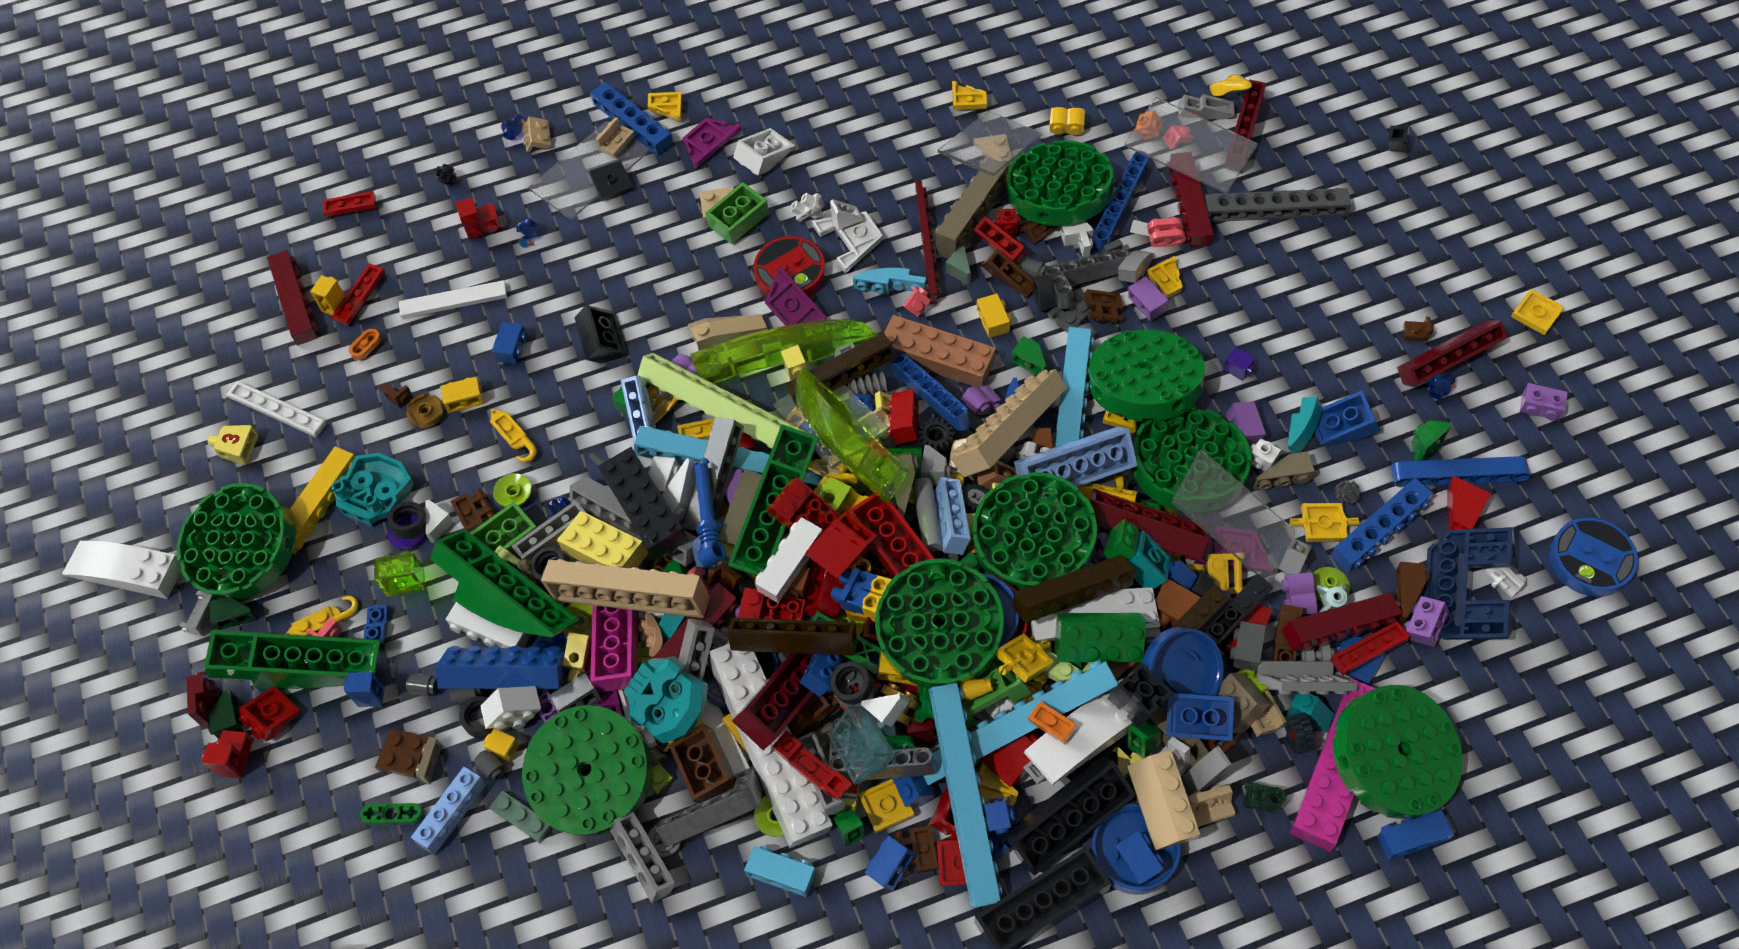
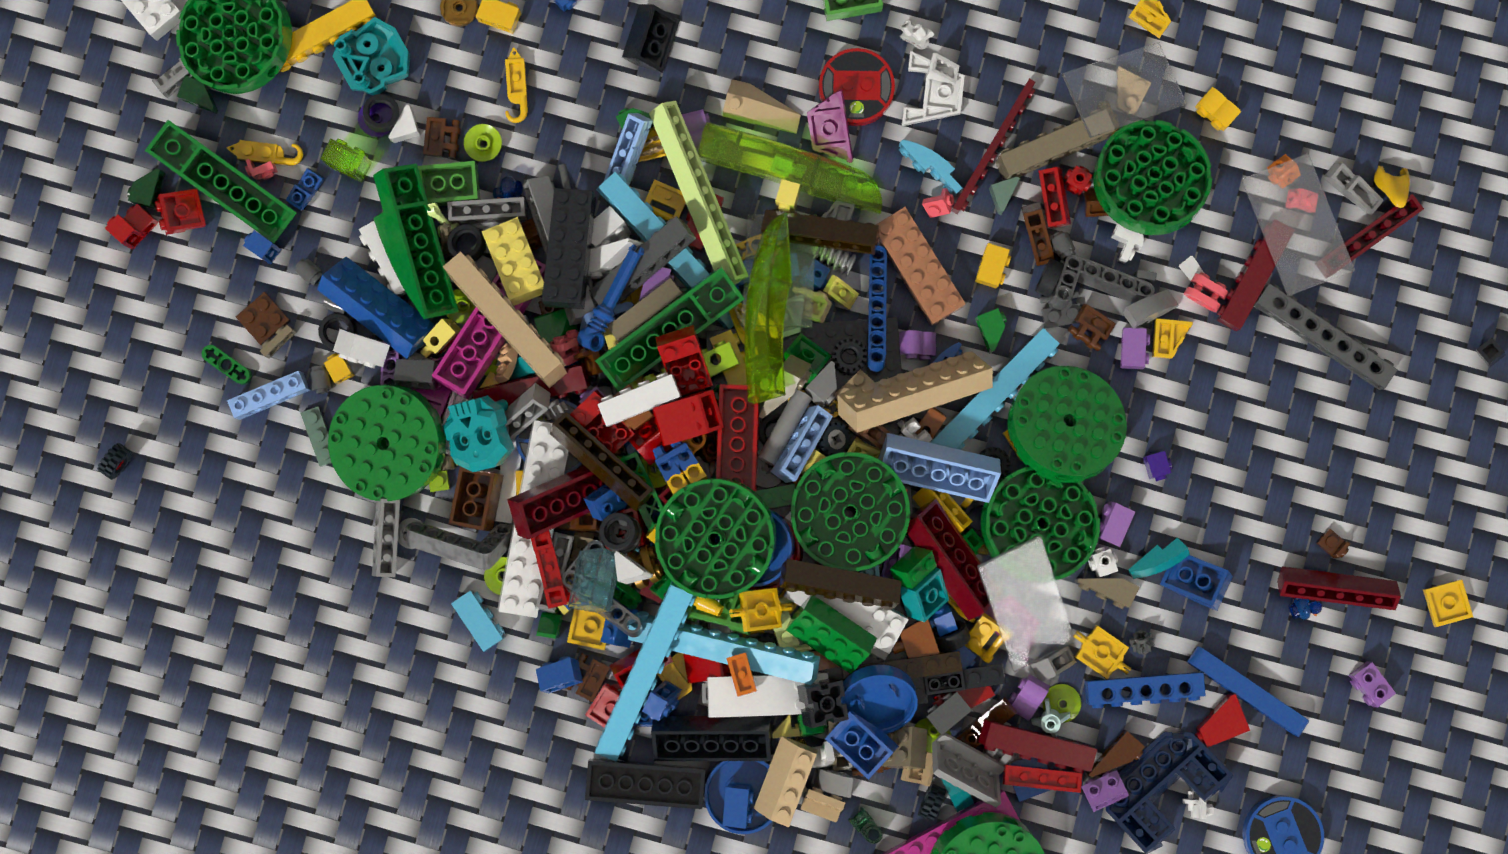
camera: 30 degrees right, 25 degrees up
(201, 697) = (134, 162): dark red plate -> none
(904, 416) = (837, 317): red brick -> none
(1120, 201) = (1186, 234): blue beam -> none
(1428, 438) = (1245, 646): green slope -> none

